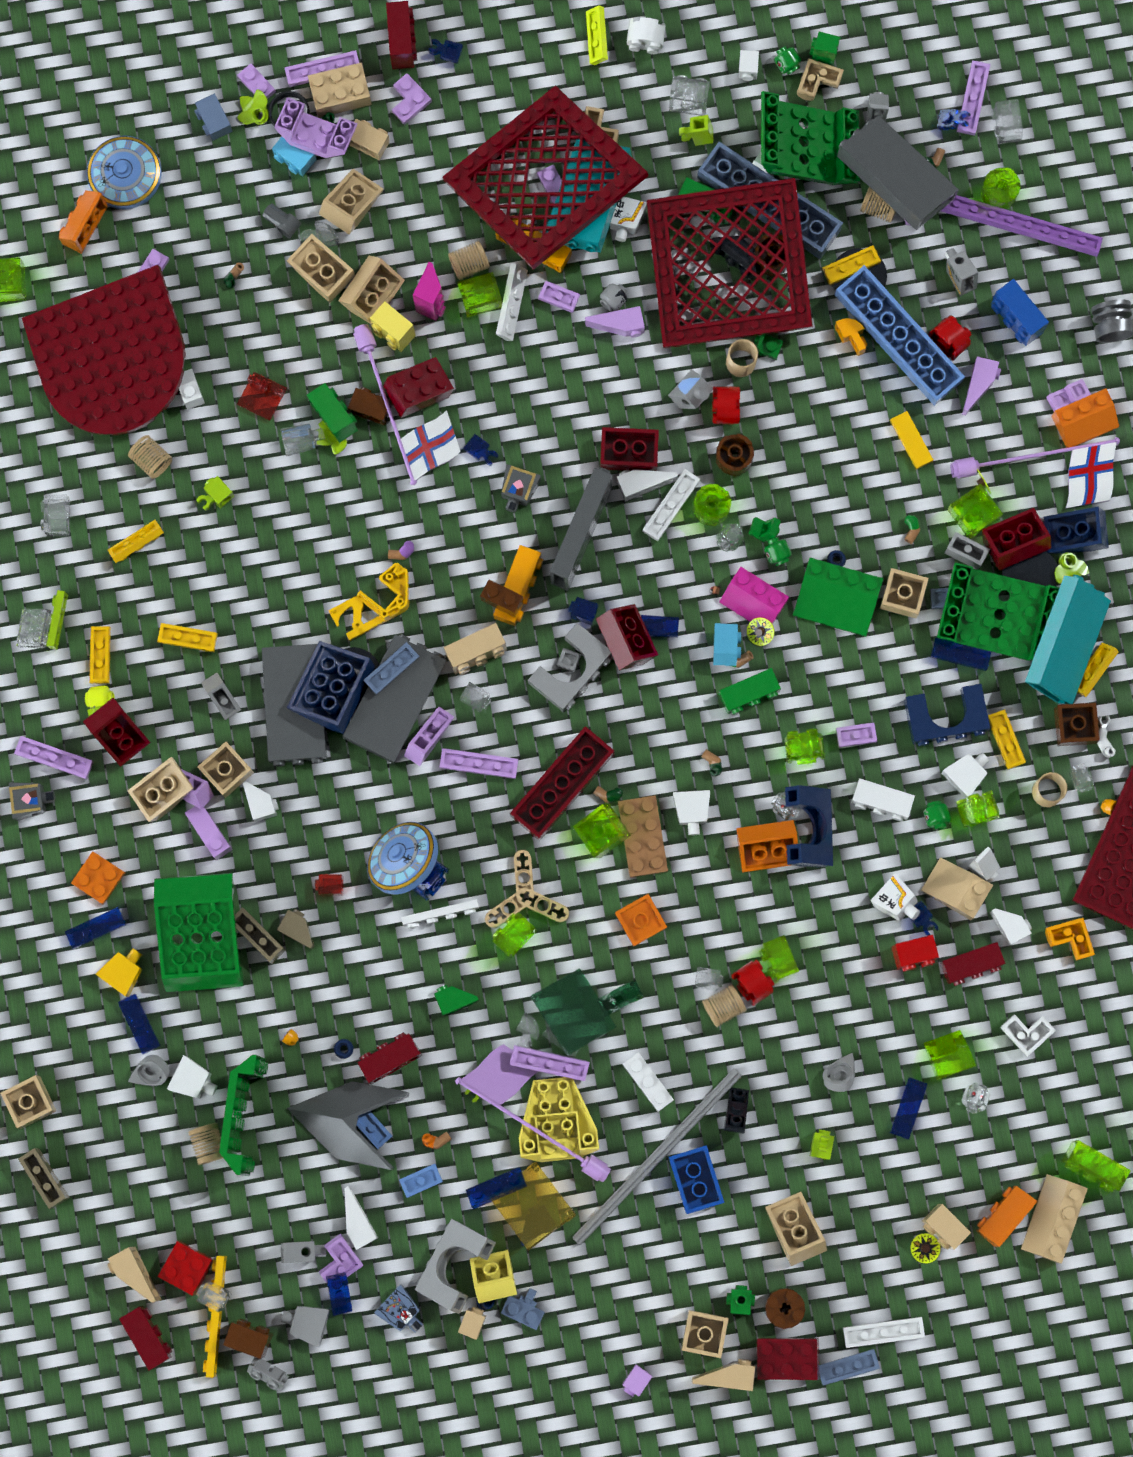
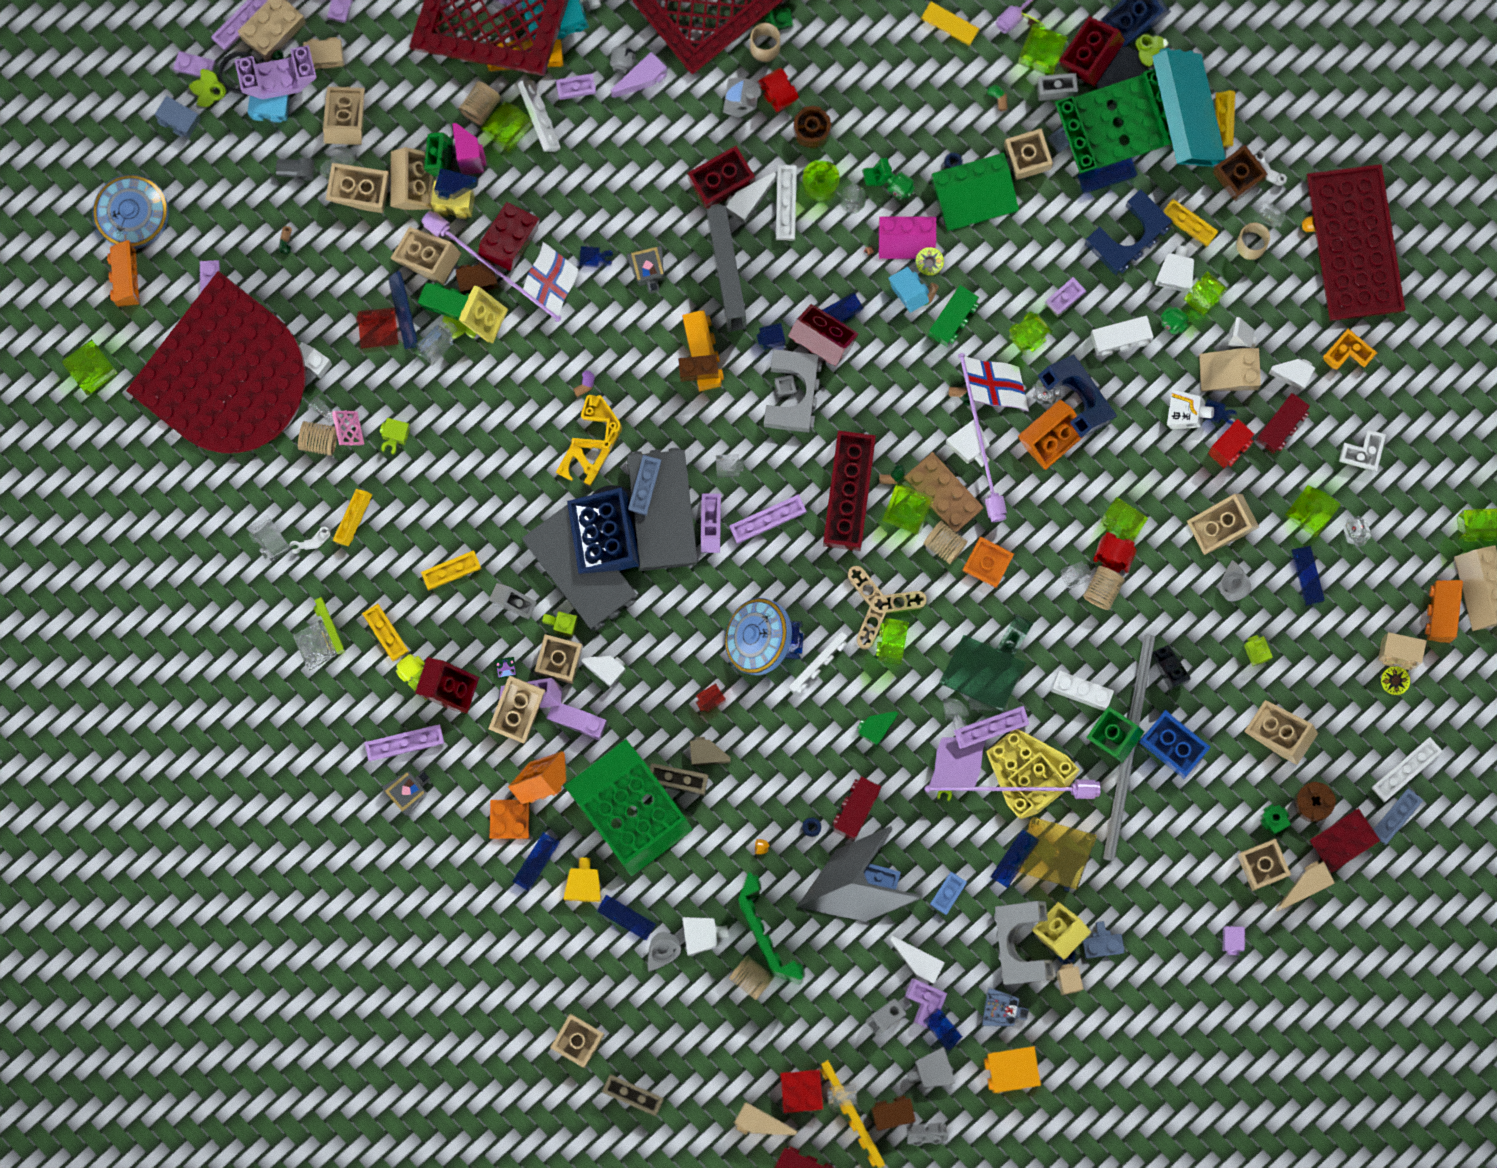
camera: 35 degrees left, 0 degrees up
(94, 542) = (317, 540): none -> white arm
(141, 860) = (540, 778): none -> orange slope
(171, 435) = (320, 407): none -> clear pin
(171, 461) = (359, 437): none -> bright pink window
(179, 748) = (505, 667): none -> tile
(249, 741) = (564, 623): none -> lime brick
(292, 394) = (403, 310): none -> dark blue slope
(341, 360) = (426, 255): none -> tan slope
(352, 439) = (483, 314): none -> light yellow plate
(375, 1367) = (1012, 1070): none -> light orange brick
(397, 314) = (453, 184): none -> clear blue slope
(405, 282) = (438, 153): none -> green brick
(435, 1142) = (938, 854): arm -> none
(476, 649) = (703, 425): tan brick -> none
(611, 879) = (957, 550): none -> tan piece
(650, 1138) = (1115, 734): none -> green brick
(744, 772) = (996, 386): none -> flag
(864, 1016) = (1223, 523): none -> tan slope

